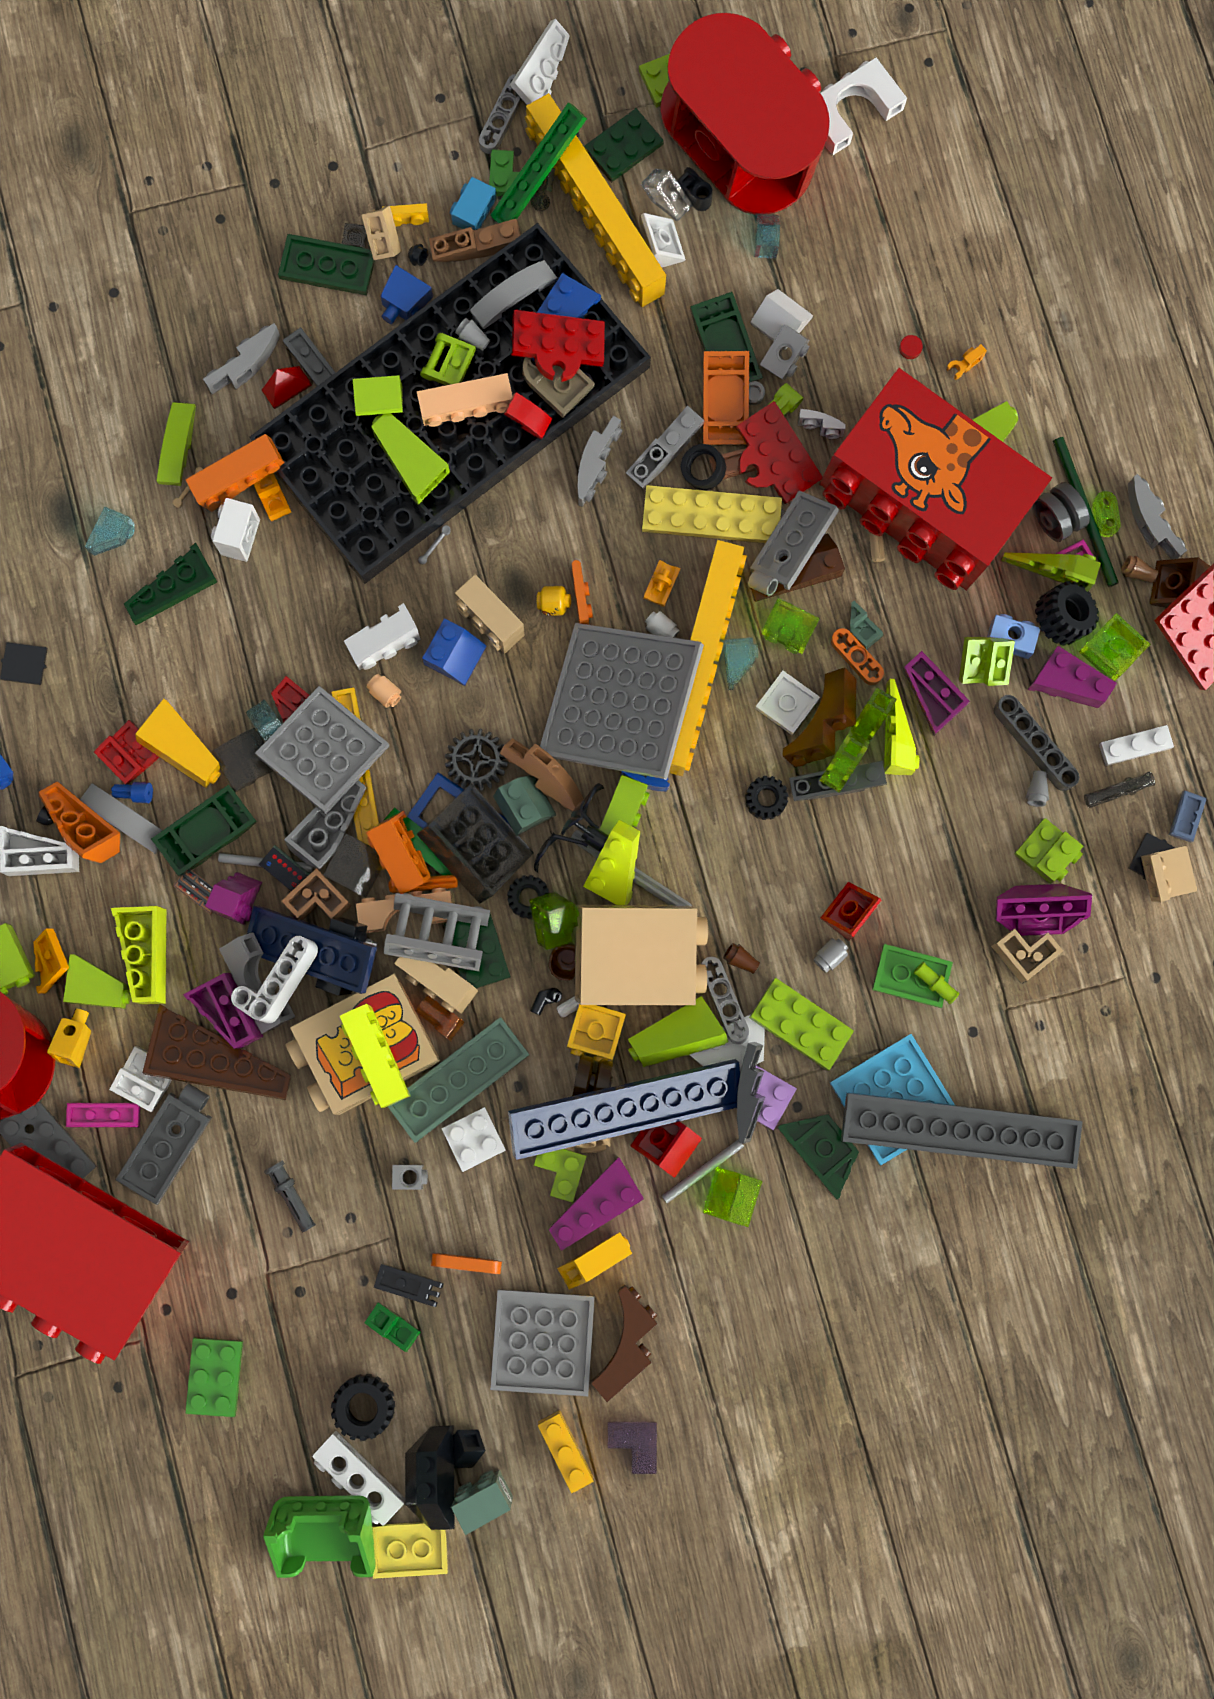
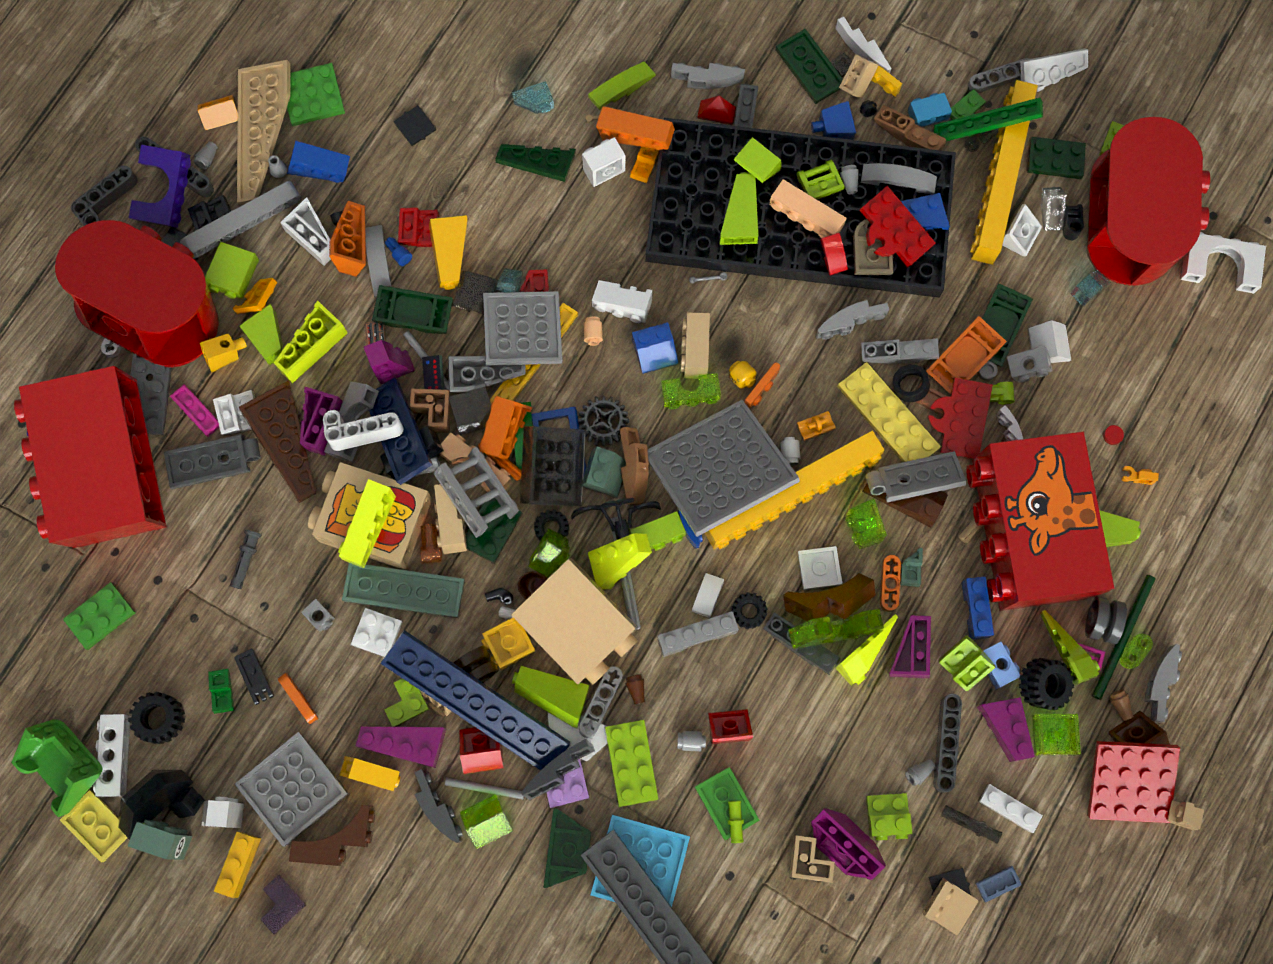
camera: 50 degrees right, 5 degrees down
(351, 203) = (859, 45): none -> white slope
(507, 1426) = (222, 813): none -> white wedge
(514, 676) = (675, 395): none -> clear neon green arch
(689, 1233) = (441, 815): none -> dark grey slope
(719, 820) = (707, 595): none -> white slope
(739, 659) = (816, 514): clear light blue slope -> none
(745, 861) = (697, 633): none -> light grey arch
(961, 613) = (980, 619): none -> blue arch

